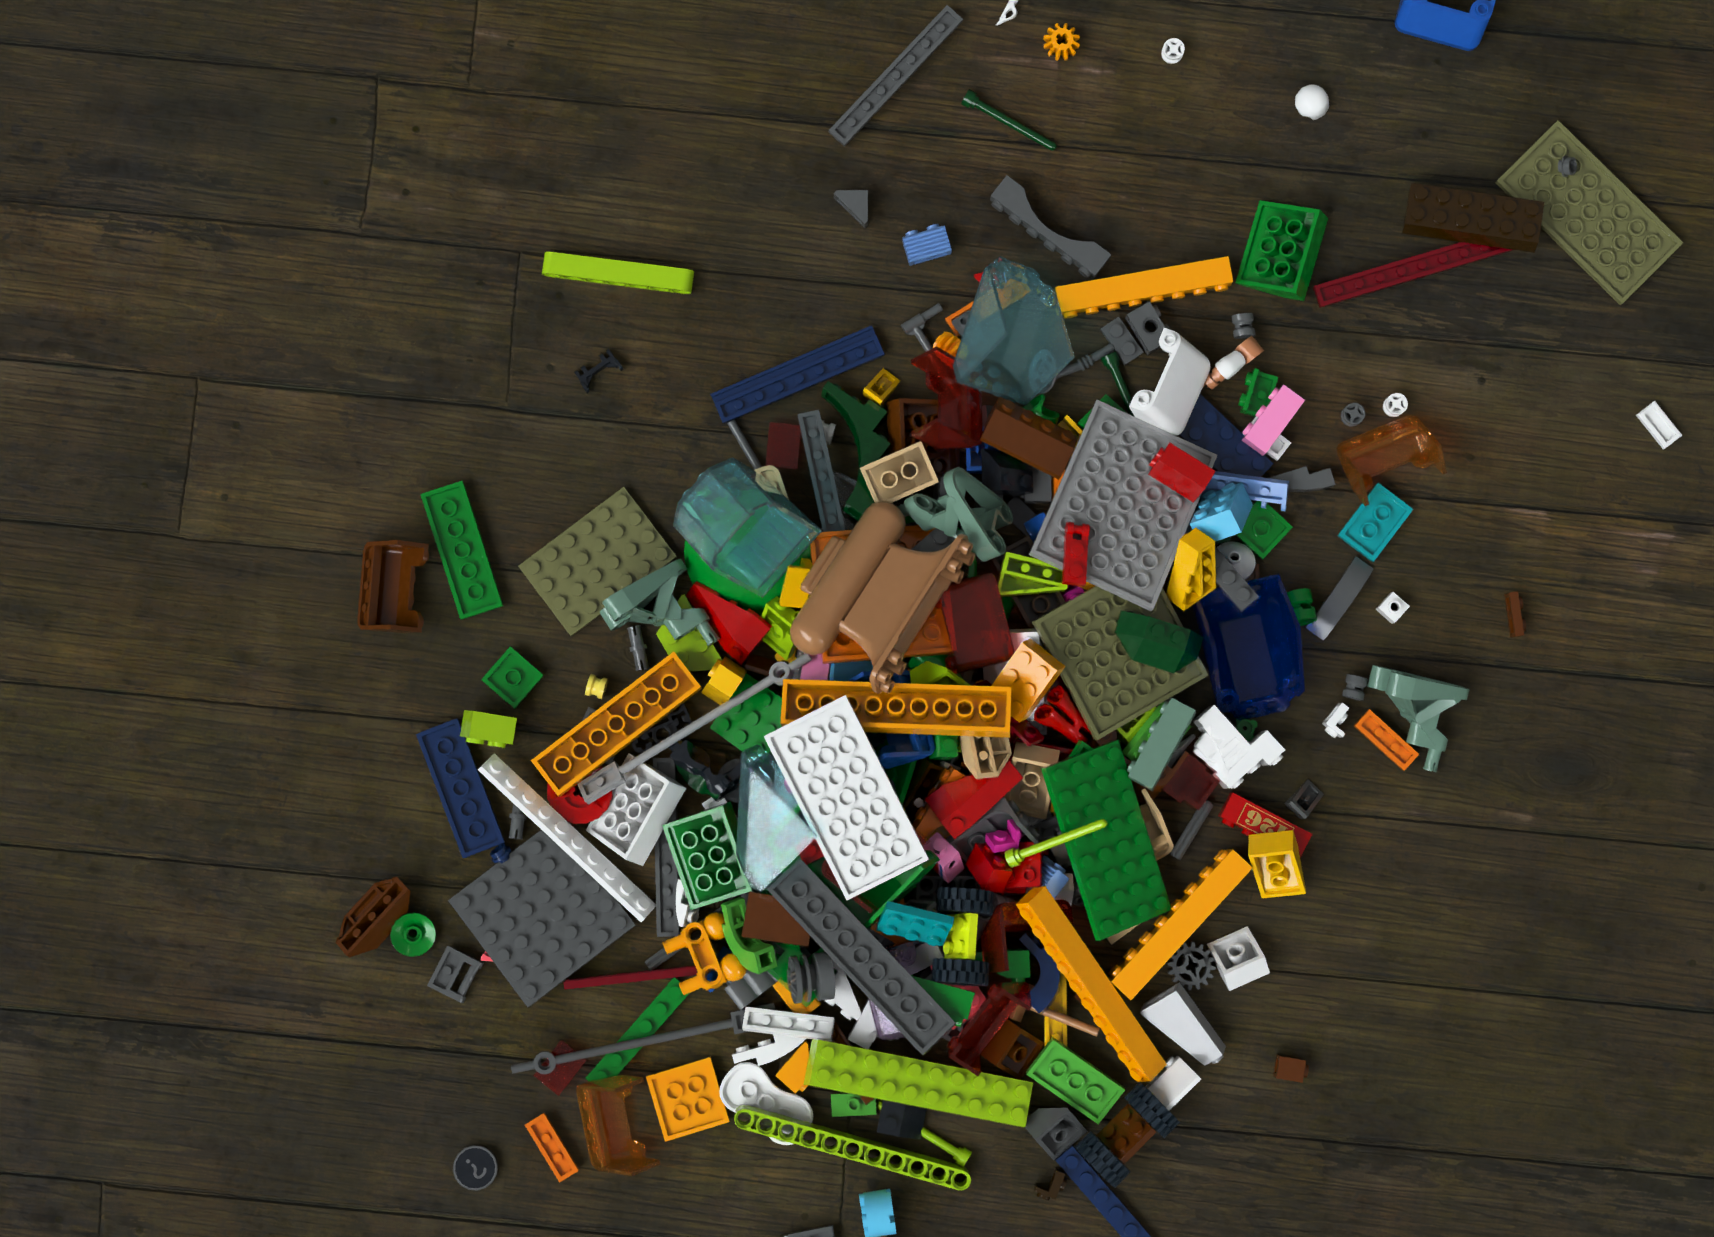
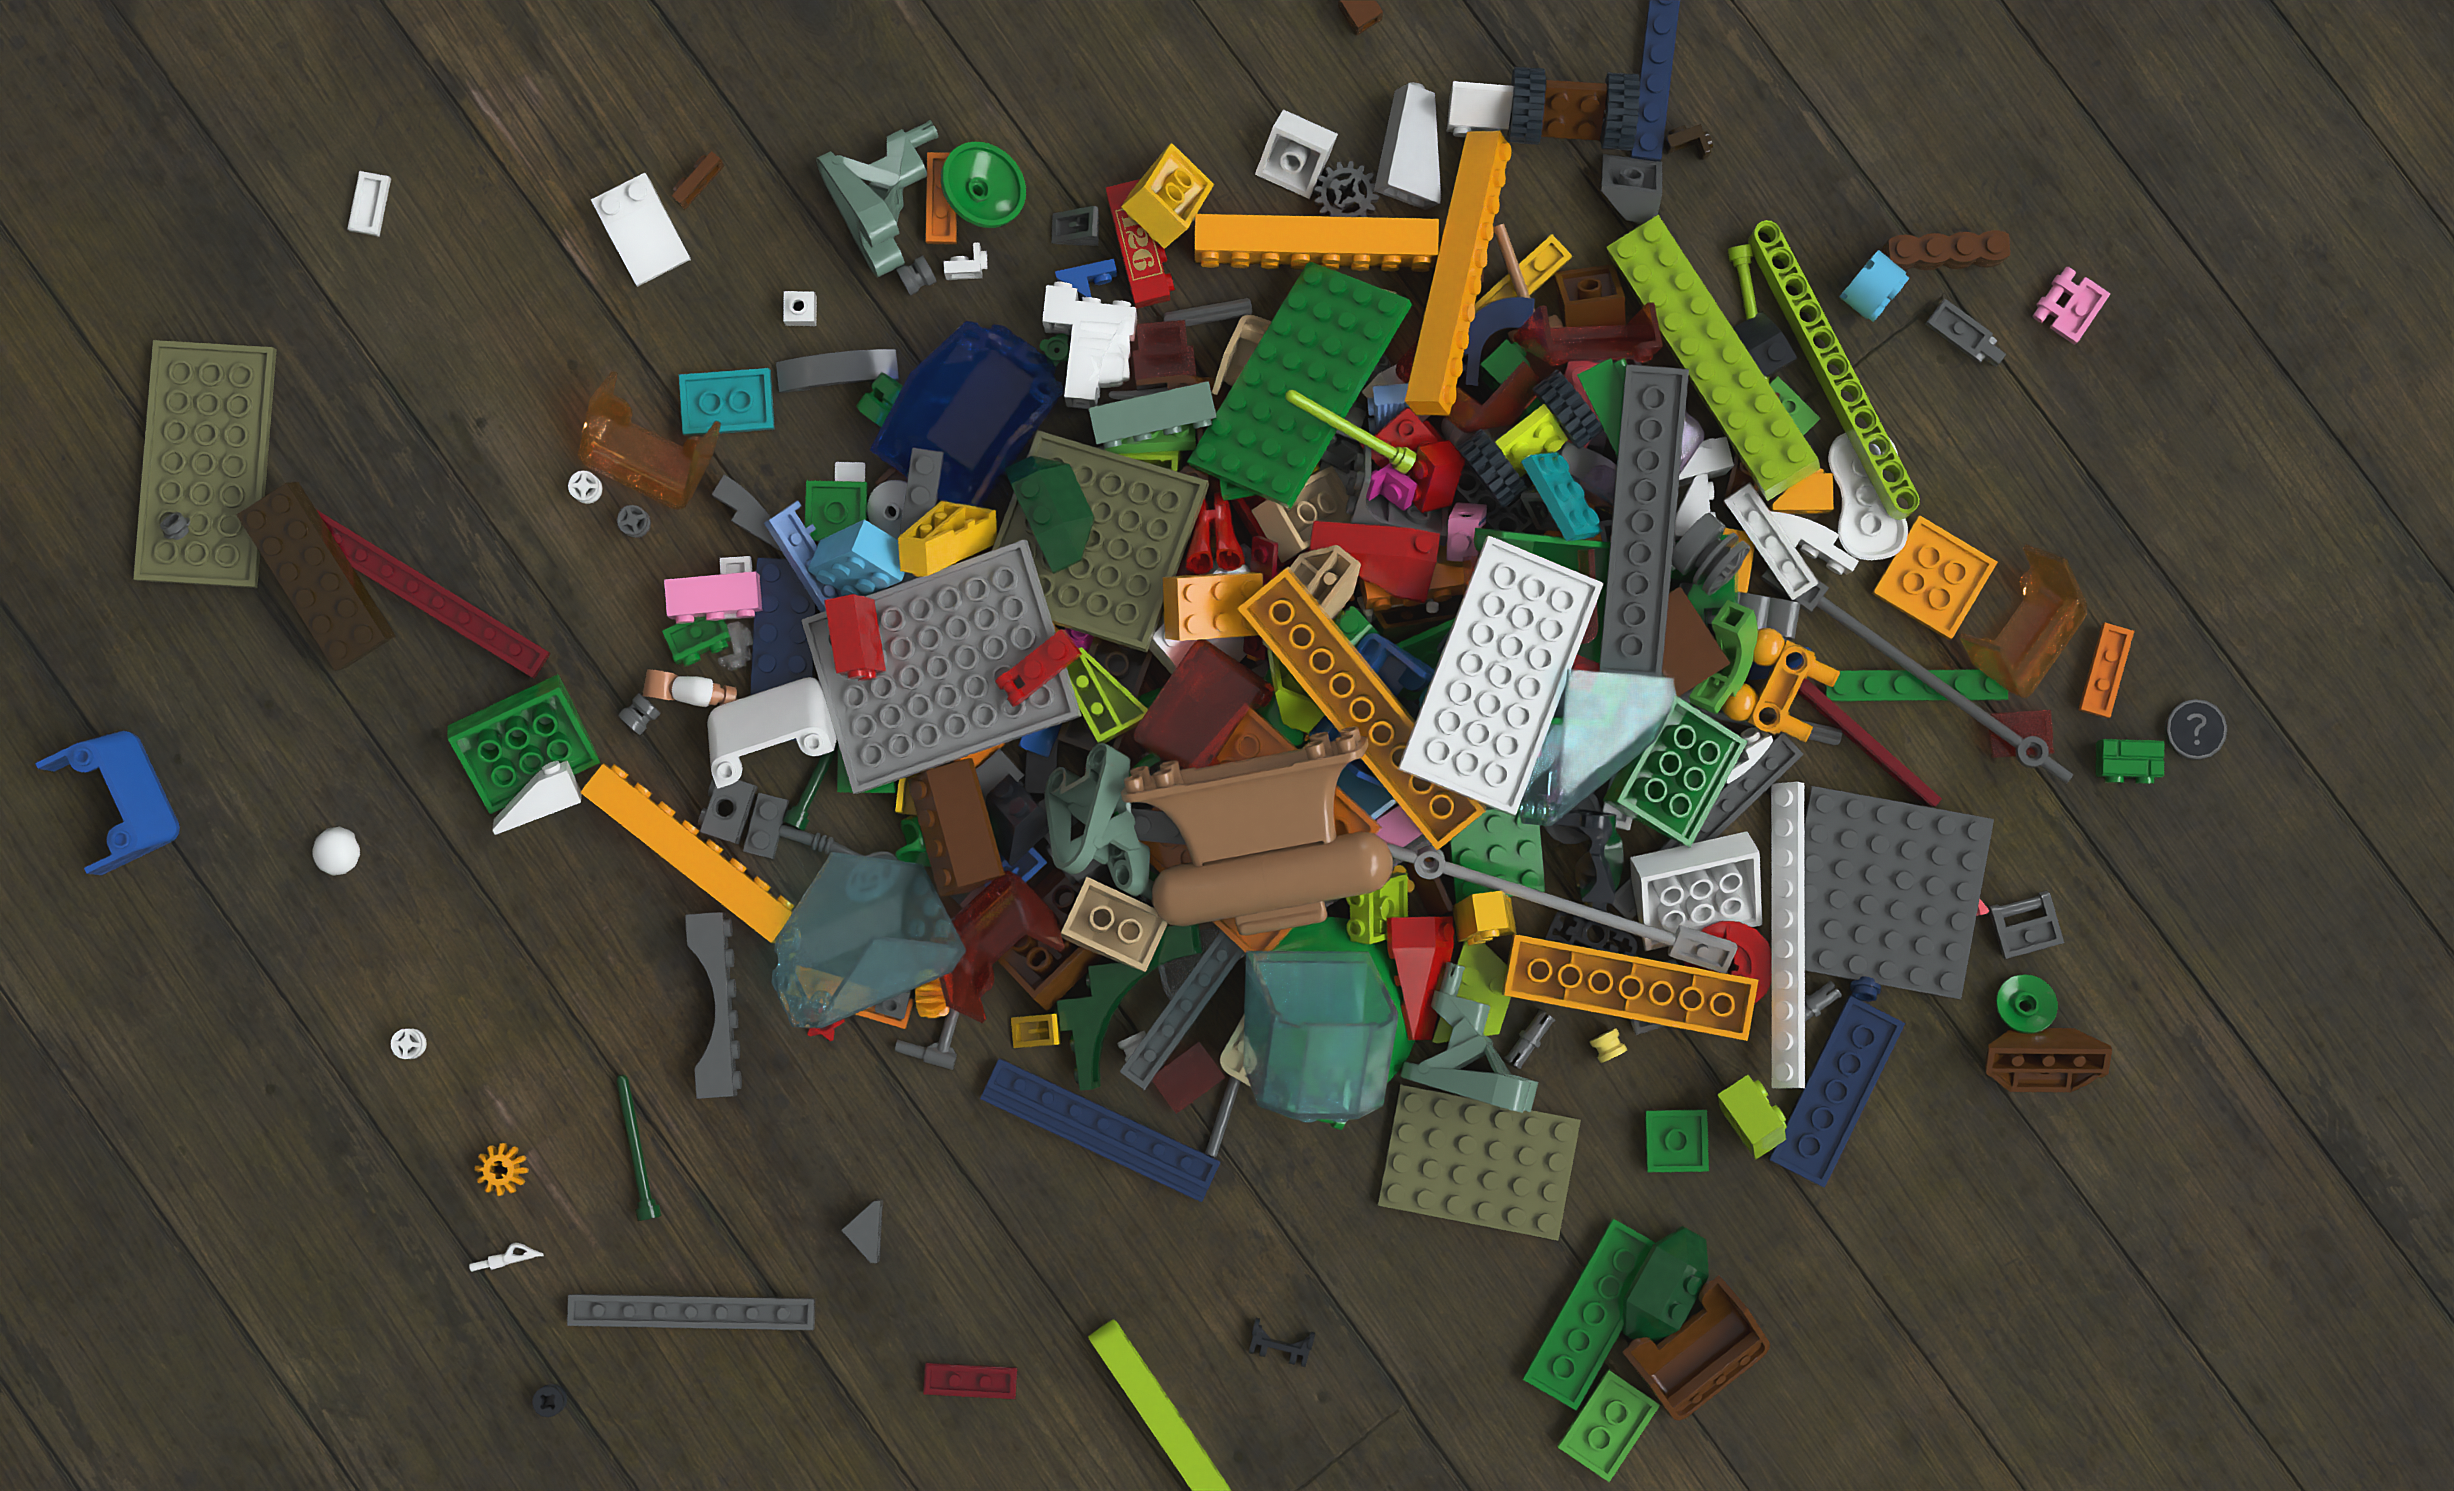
camera: 135 degrees left, 0 degrees up
(397, 504) = (1608, 1425): none -> bright green plate
(441, 601) = (1666, 1286): none -> dark green wedge
(492, 1114) = (2129, 759): none -> green brick
(726, 190) = (970, 1380): none -> dark red tile
(791, 592) = (1321, 935): yellow panel -> none
(926, 244) = (844, 1118): medium blue brick -> none
(1075, 1080) = (1565, 207): bright green plate -> none
(1235, 415) = (740, 639): none -> clear bracket
(1243, 240) = (544, 794): none -> white slope
(1274, 775) = (1080, 276): none -> blue slope
(1276, 555) = (850, 471): none -> white sticker
(1373, 779) = (990, 174): none -> green dish
(1514, 559) = (641, 229): none -> white slope

